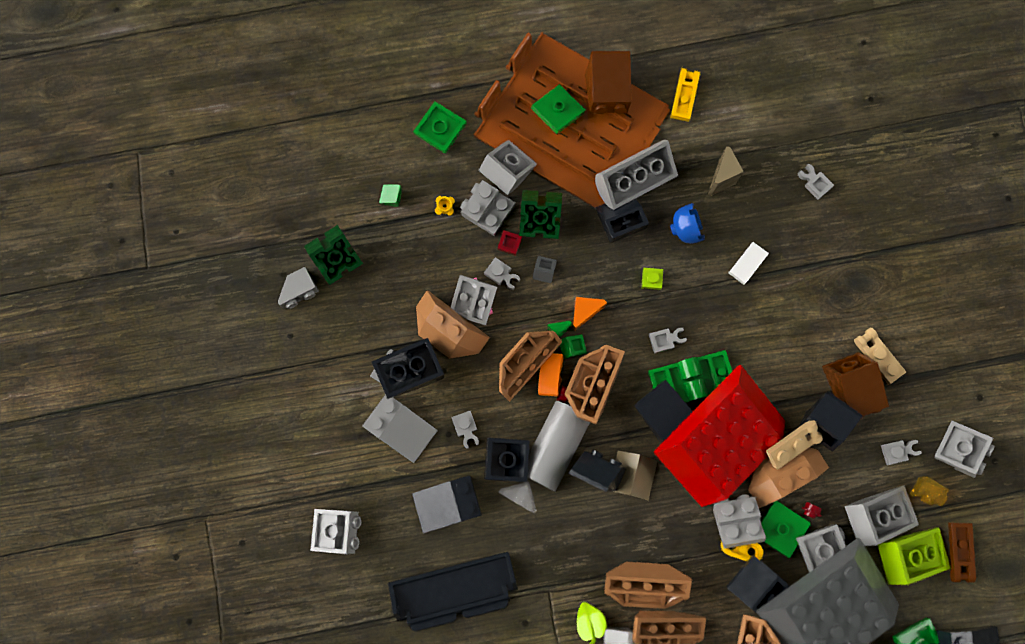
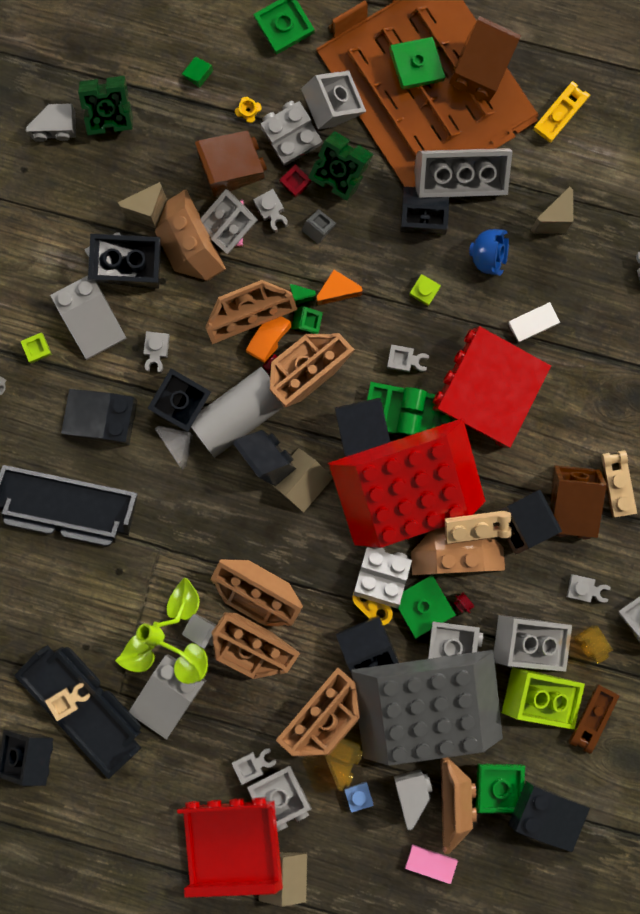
camera: 25 degrees right, 5 degrees up
(369, 473) = (36, 347): none -> lime plate
(402, 319) = (145, 205): none -> dark tan slope
(452, 252) = (230, 161): none -> reddish brown slope
(744, 328) = (491, 386): none -> red panel

